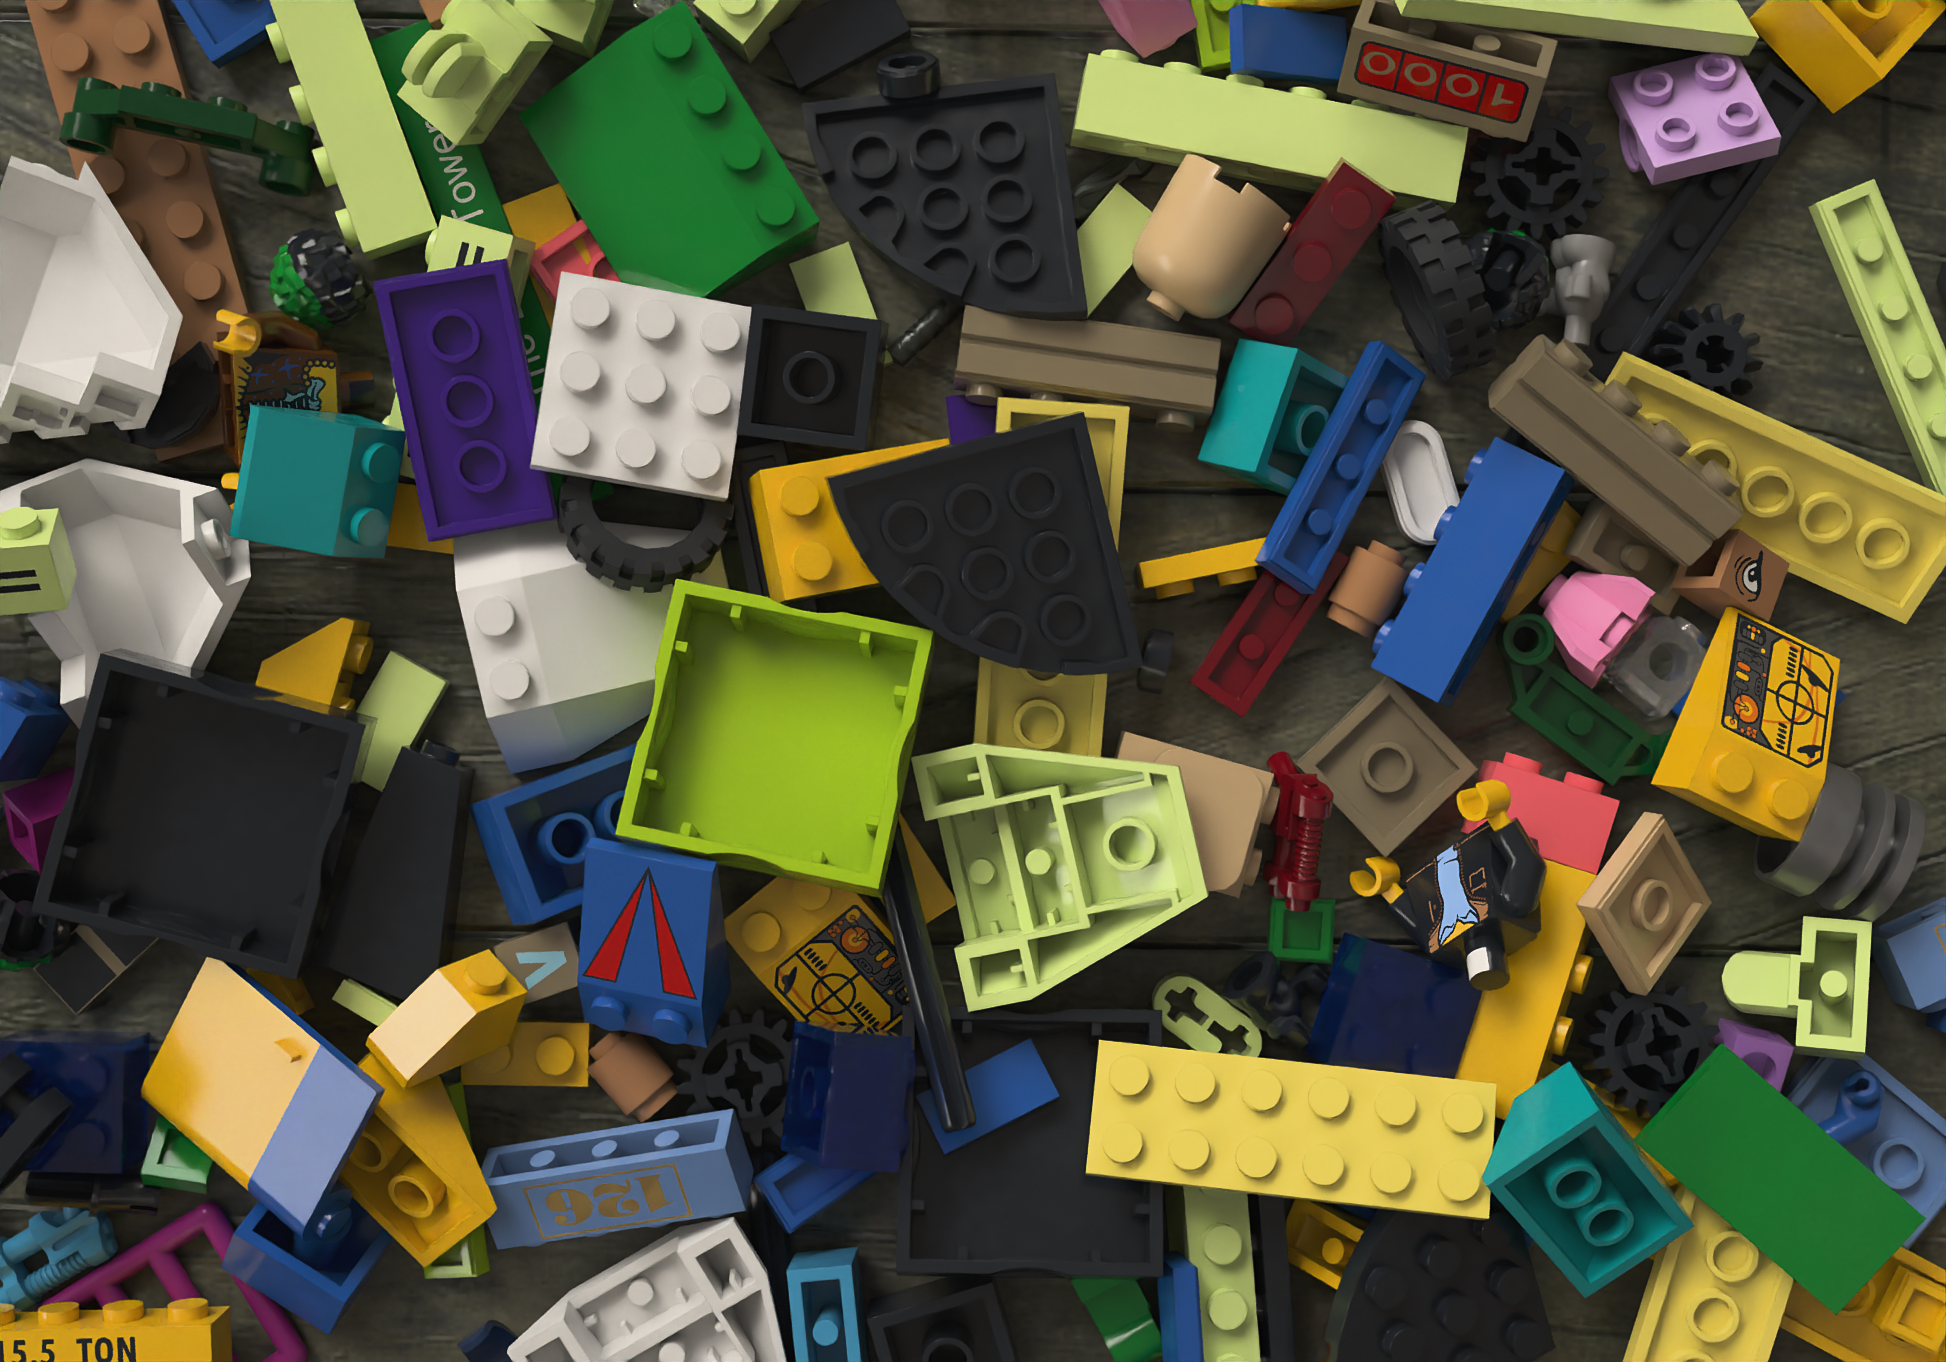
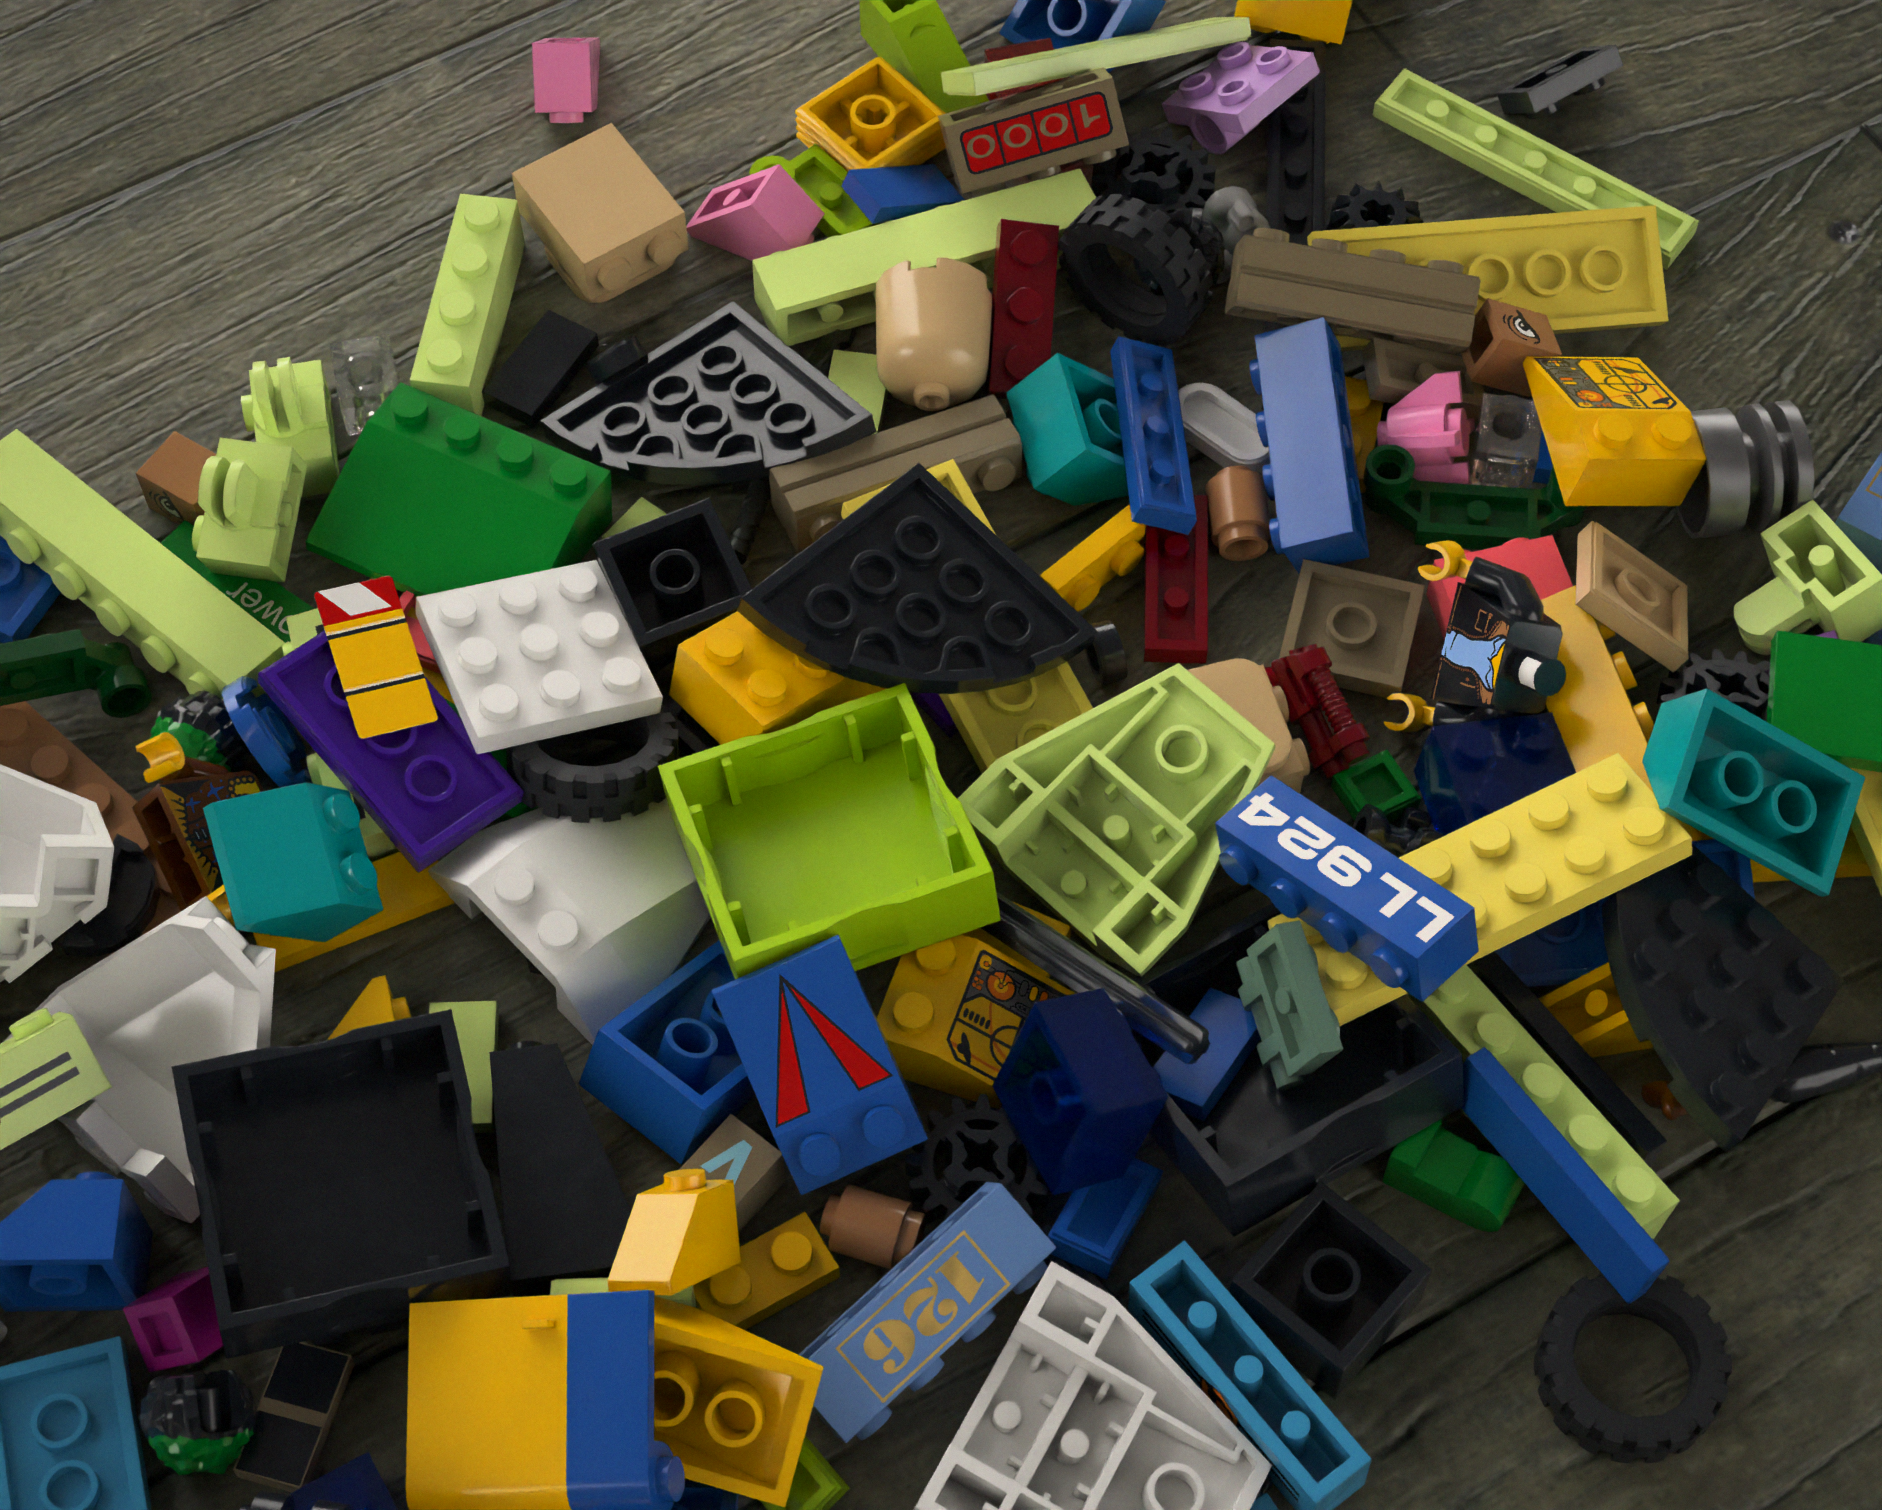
camera: 30 degrees left, 30 degrees down
(357, 318) = (266, 732): none -> blue tile
(488, 319) = (375, 657): none -> yellow sticker
(1060, 1134) = (1288, 1005): none -> sand green plate
(1165, 1082) = (1347, 888): none -> blue brick

